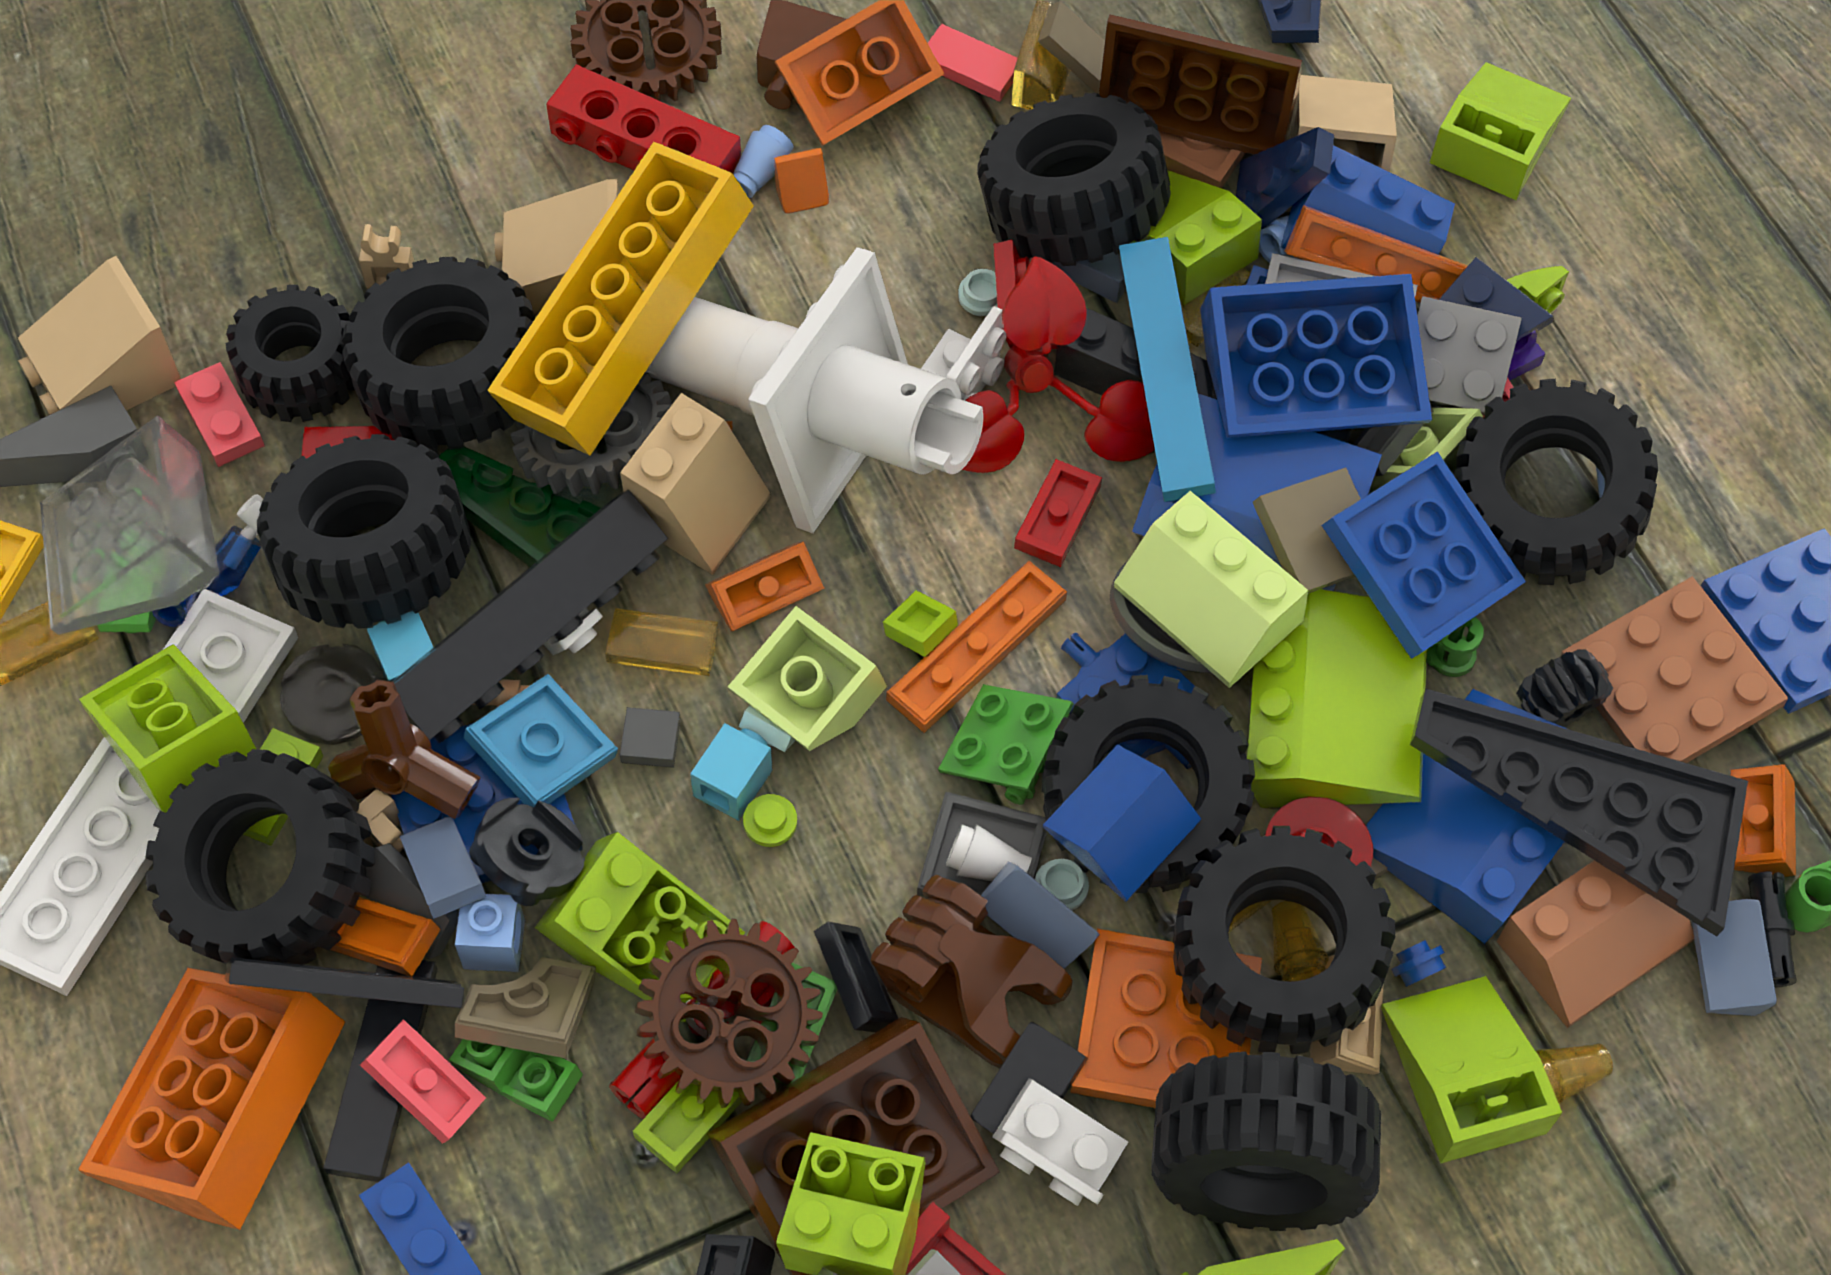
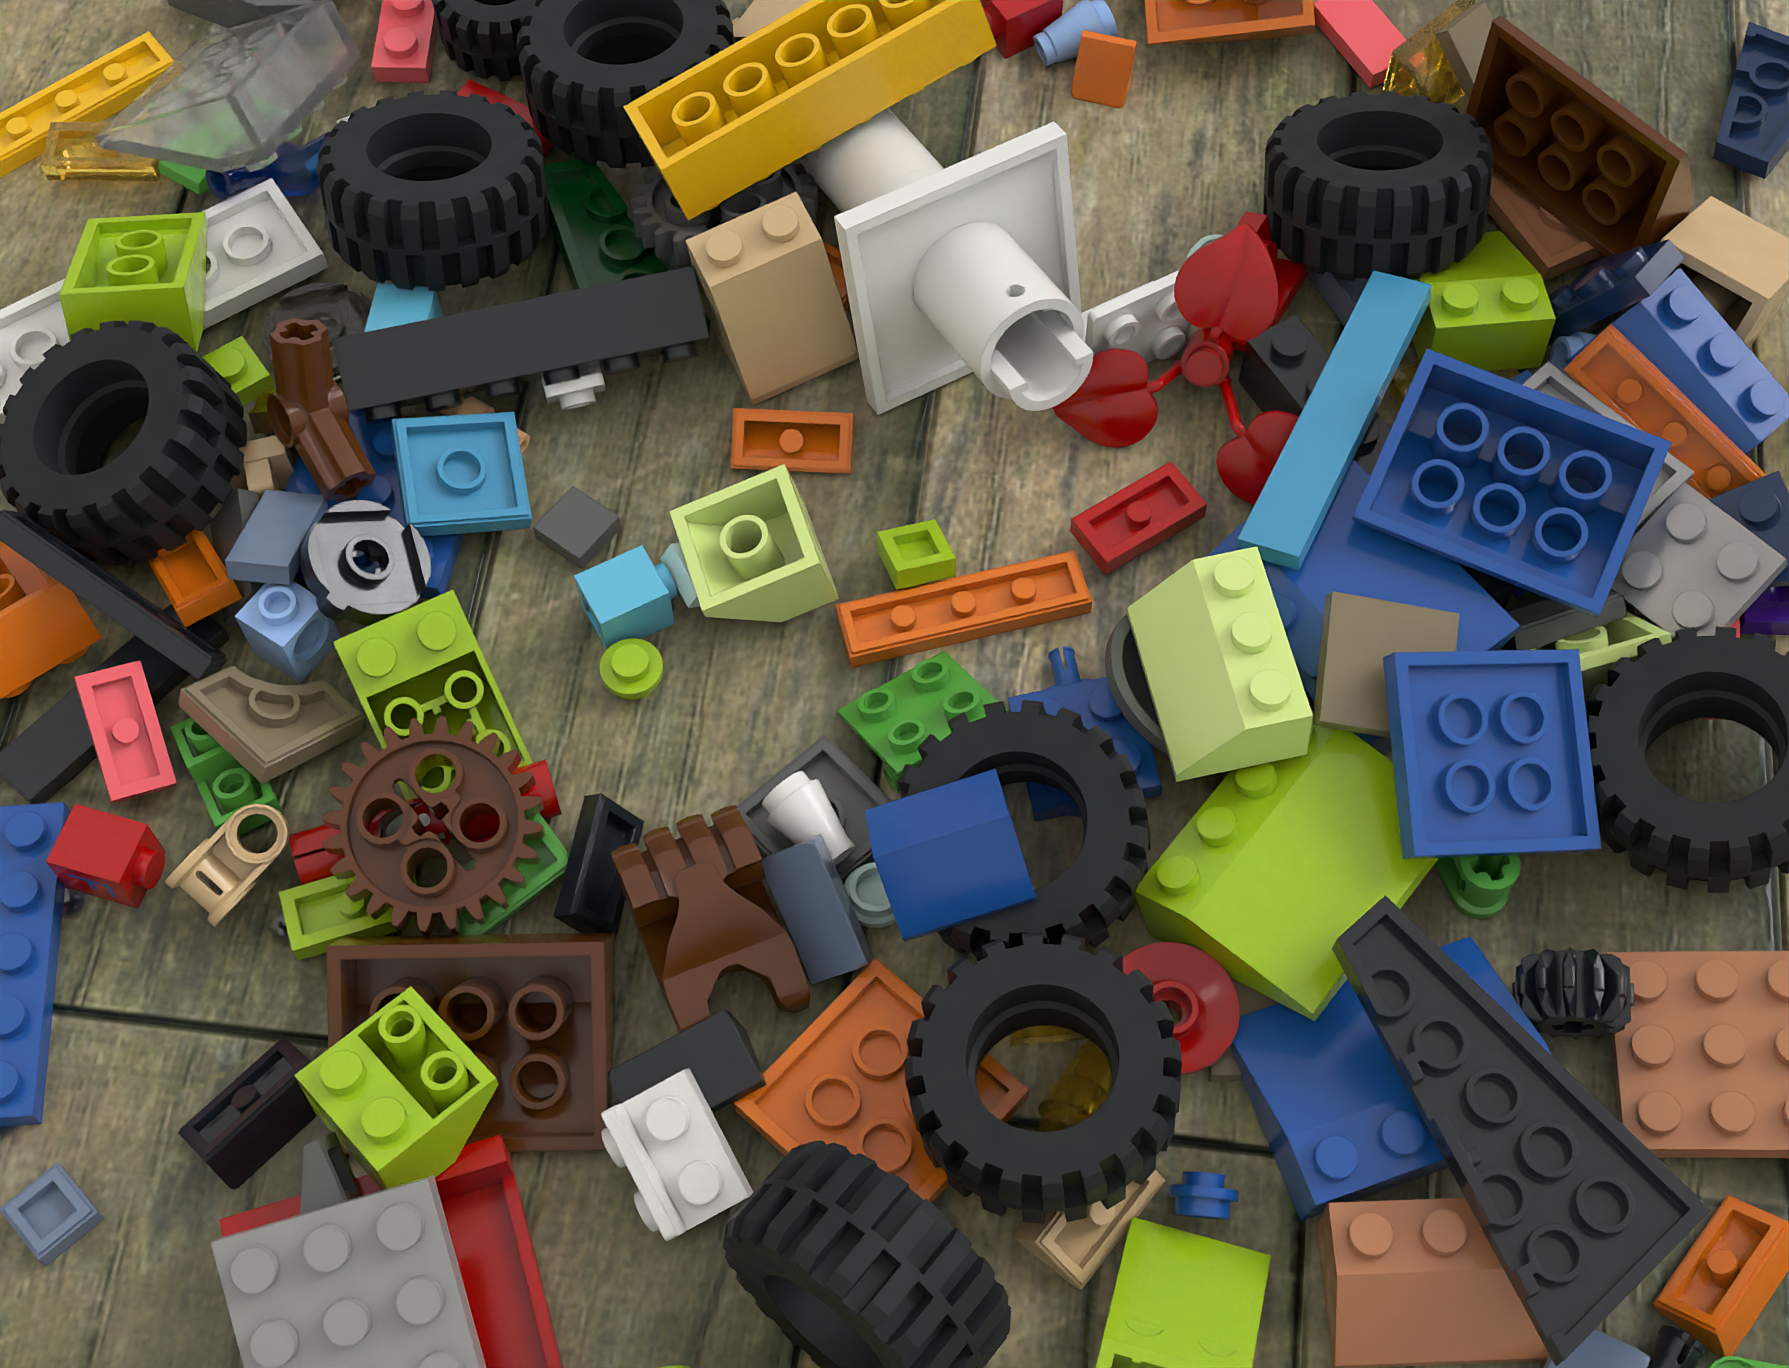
camera: 35 degrees right, 0 degrees up
(479, 1181) = (107, 856): none -> red brick
(582, 1131) = (228, 864): none -> tan piece
(662, 642) = (654, 443): clear yellow tile -> none

